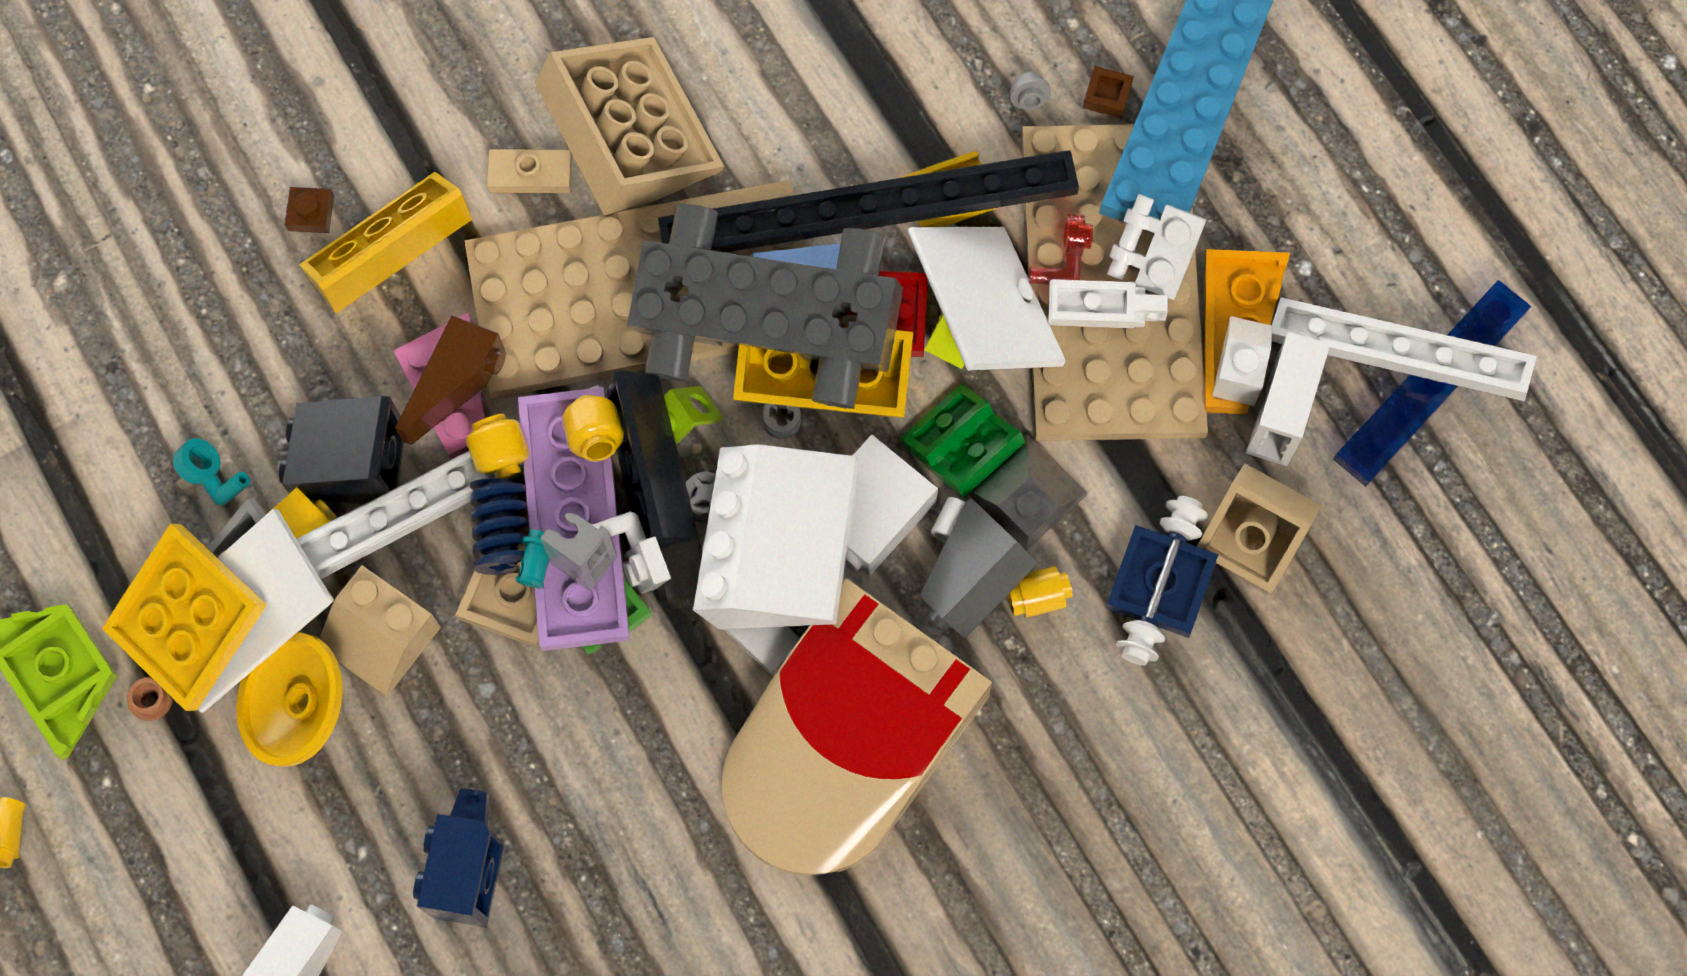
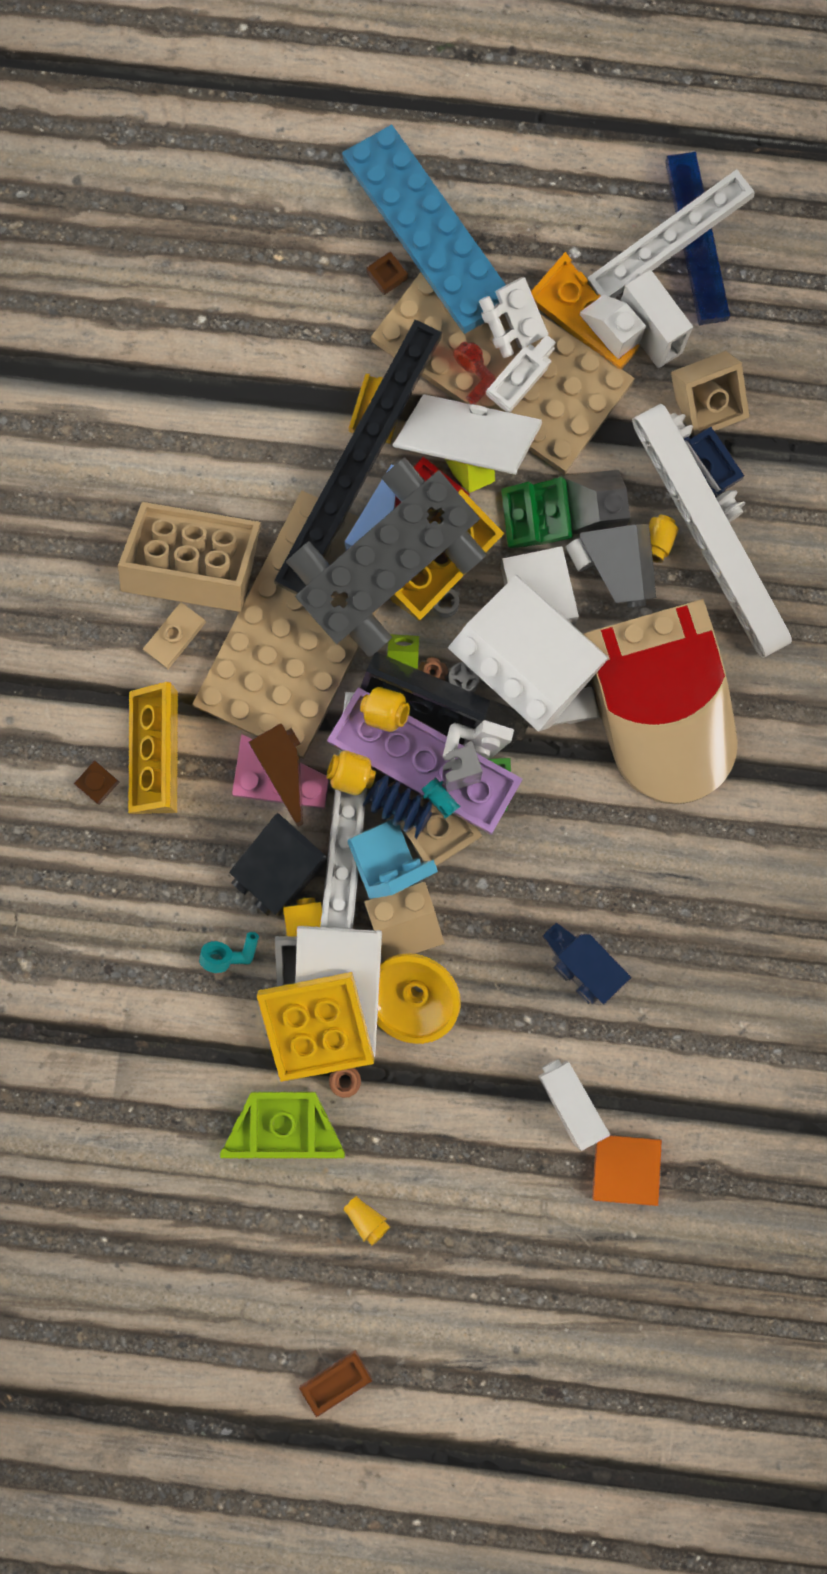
camera: 55 degrees left, 10 degrees up
(428, 557) = (386, 860): none -> medium azure bracket
(698, 452) = (434, 664): none -> nougat plate
(1029, 91) = (352, 315): light grey plate -> none
(1088, 643) = (711, 530): none -> white beam

